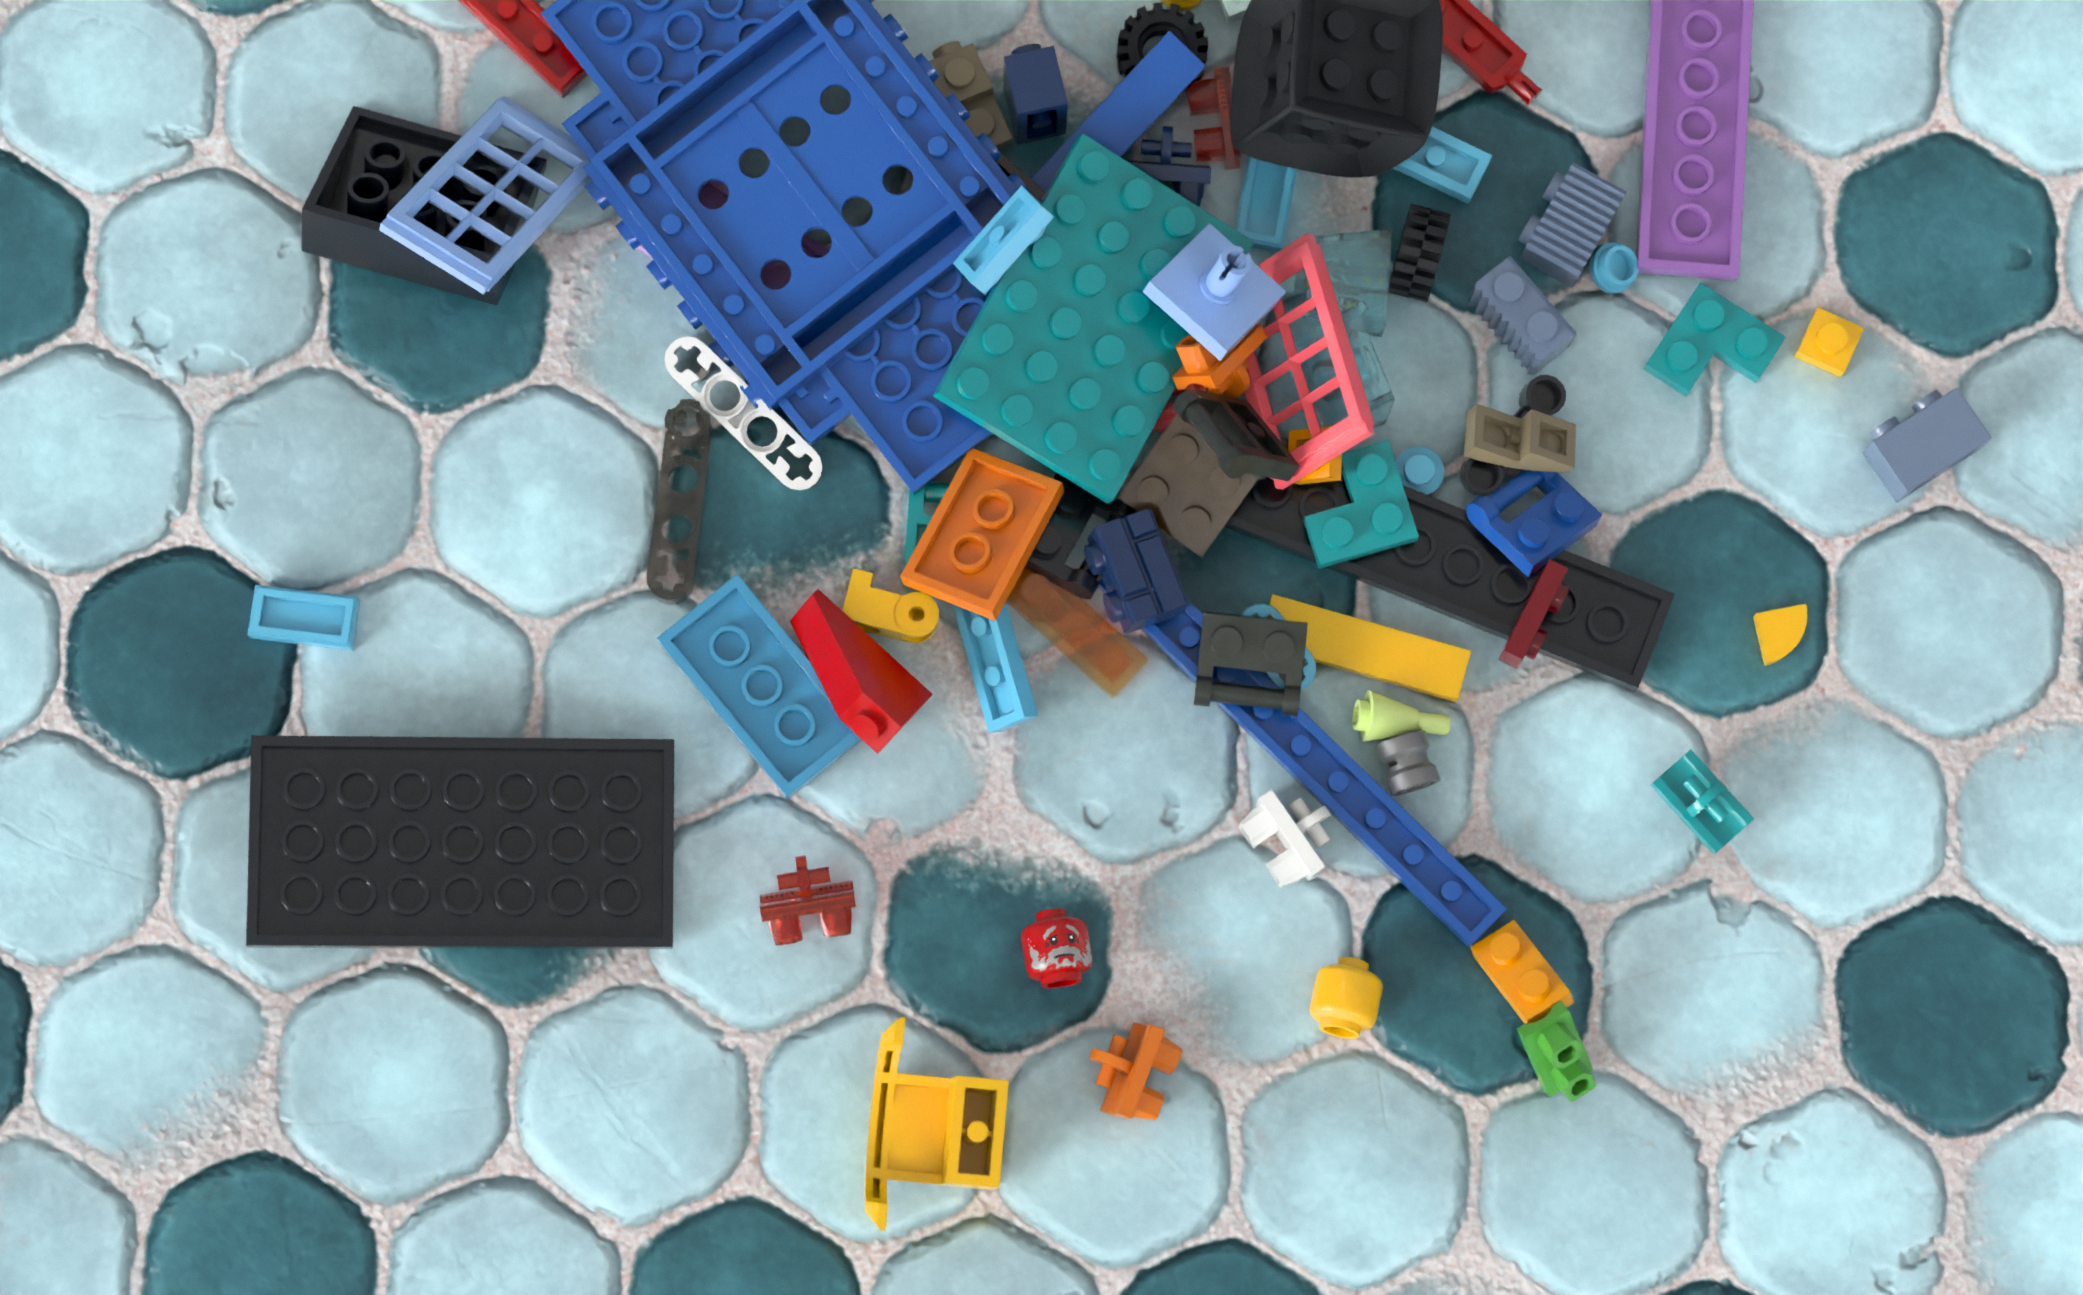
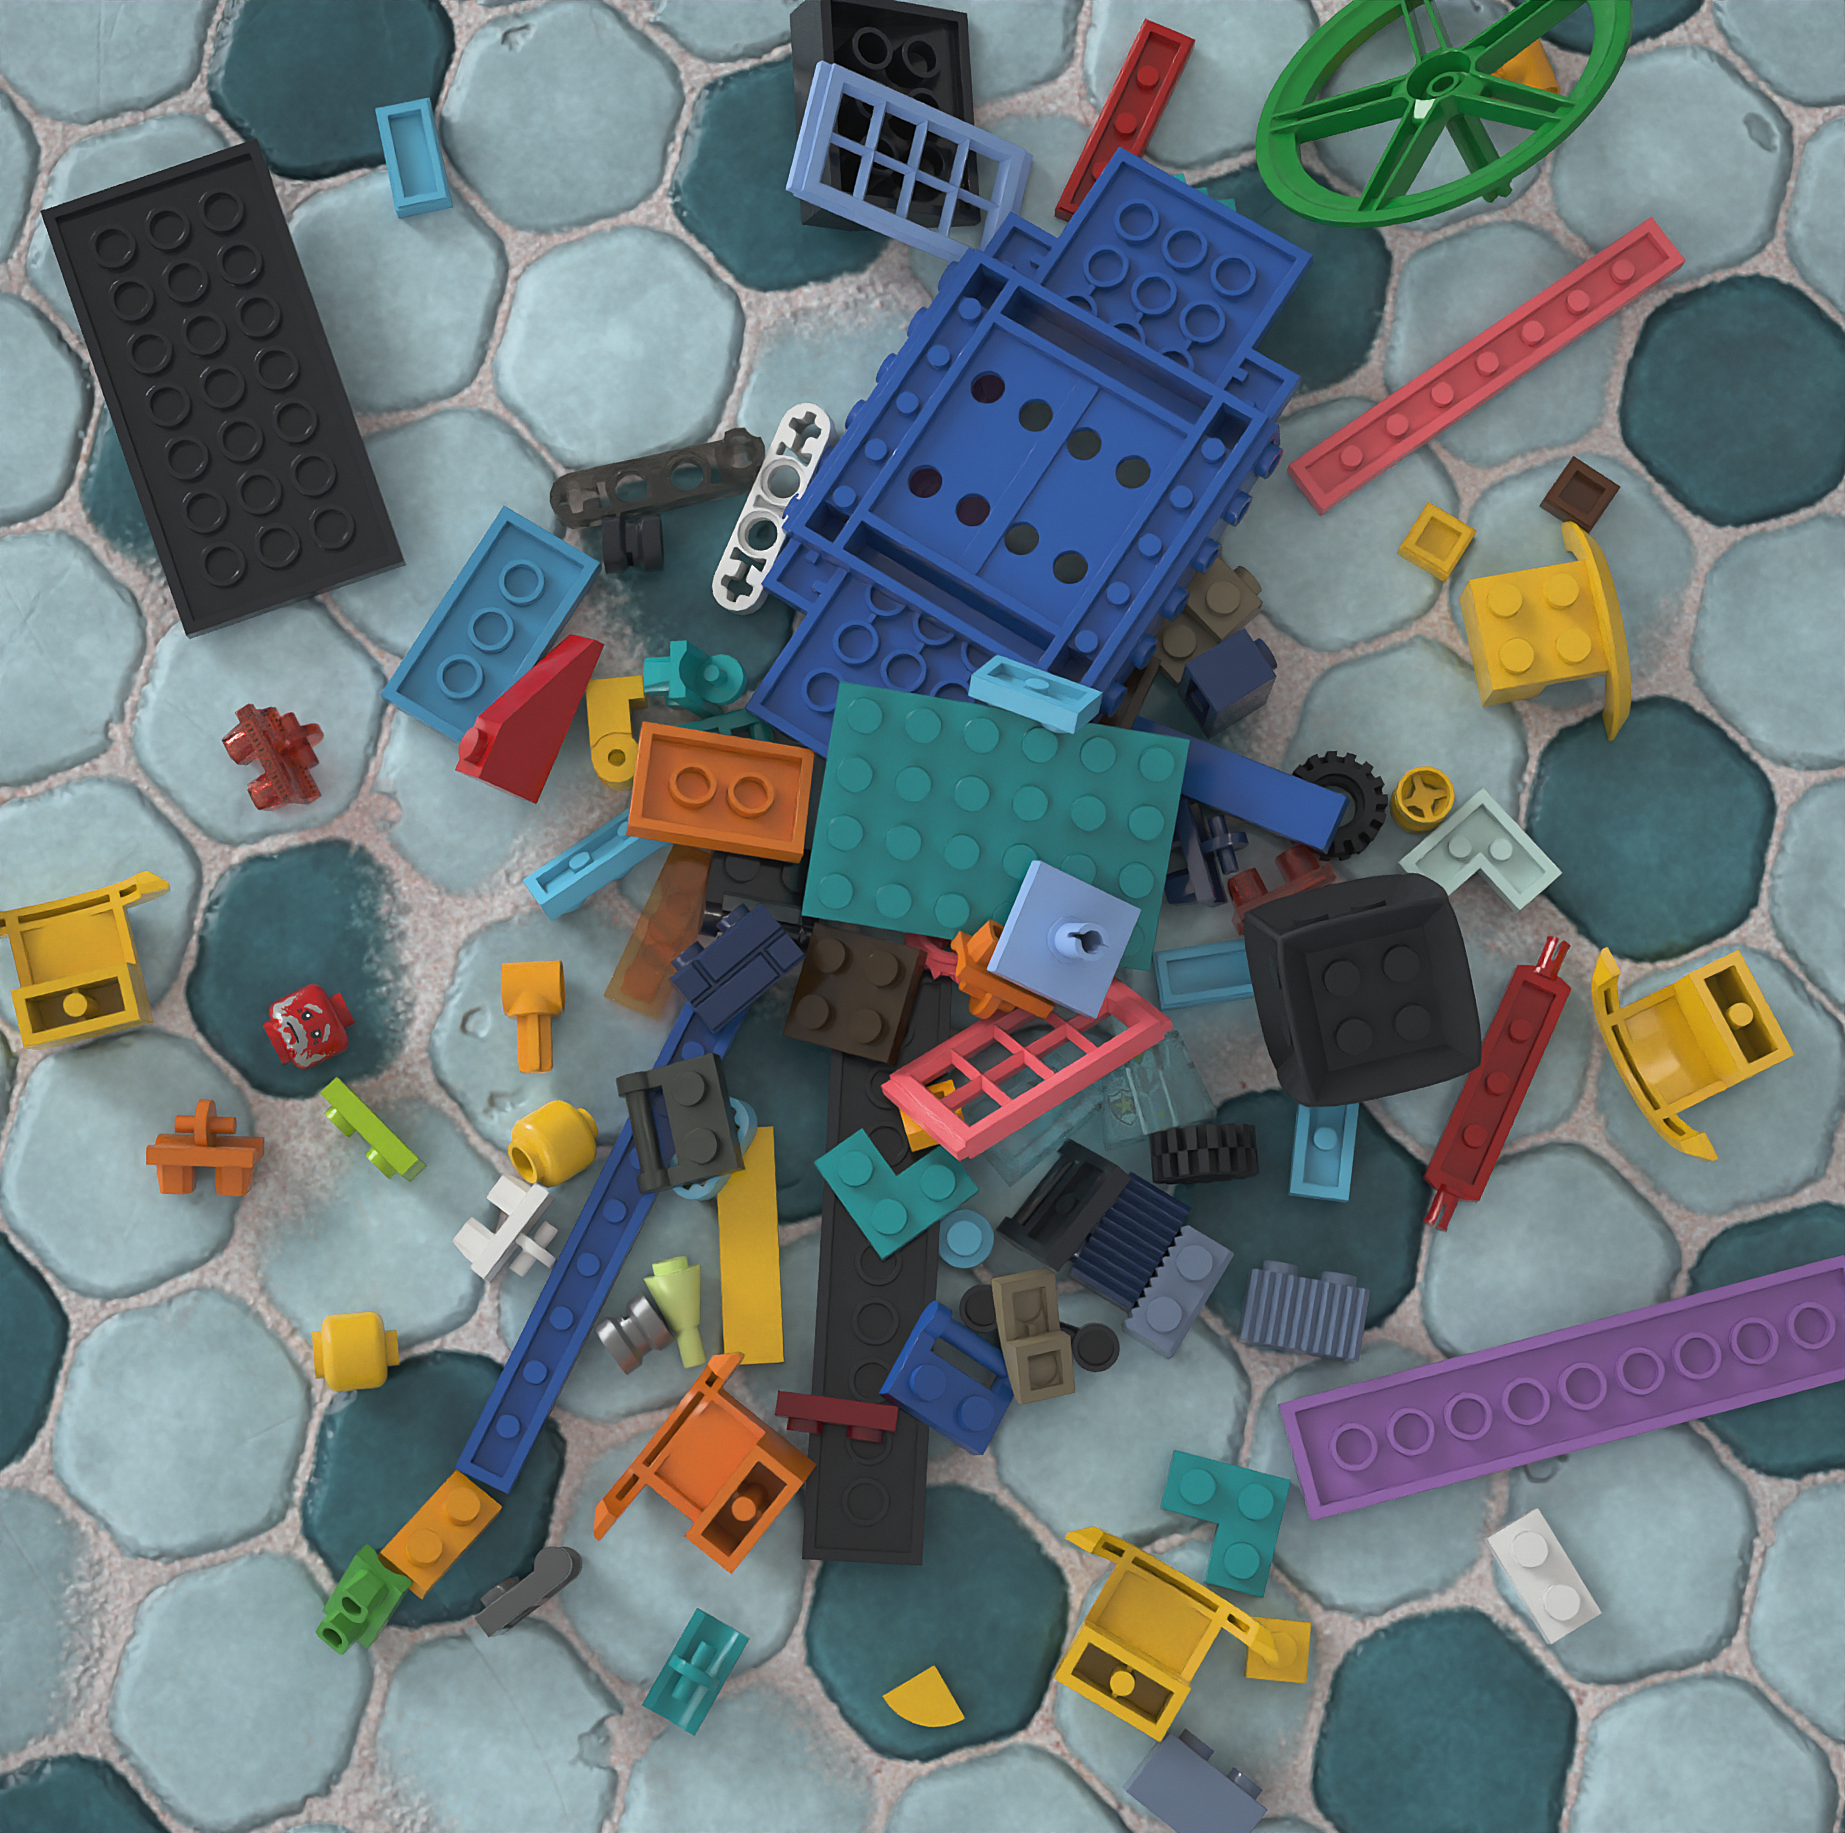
camera: 75 degrees right, 0 degrees up
(729, 541) = (633, 543): none -> black wheel
(876, 522) = (694, 679): none -> teal hips
(1093, 754) = (533, 996): none -> light orange axle
(1185, 916) = (353, 1115): none -> lime plate
(1227, 776) = (553, 1143): none -> yellow head
(1236, 435) = (926, 1031): pearl dark grey plate -> none
(1425, 378) = (1065, 1205): none -> black plate
(1465, 341) = (1128, 1243): none -> dark blue brick
(1545, 729) = (715, 1468): none -> orange piece
(1602, 924) = (516, 1599): none -> dark grey plate
(1613, 267) = (1272, 1376): medium azure plate -> none
(1790, 434) = (1148, 1635): none -> yellow piece
(1837, 117) = (1542, 1576): none -> white plate

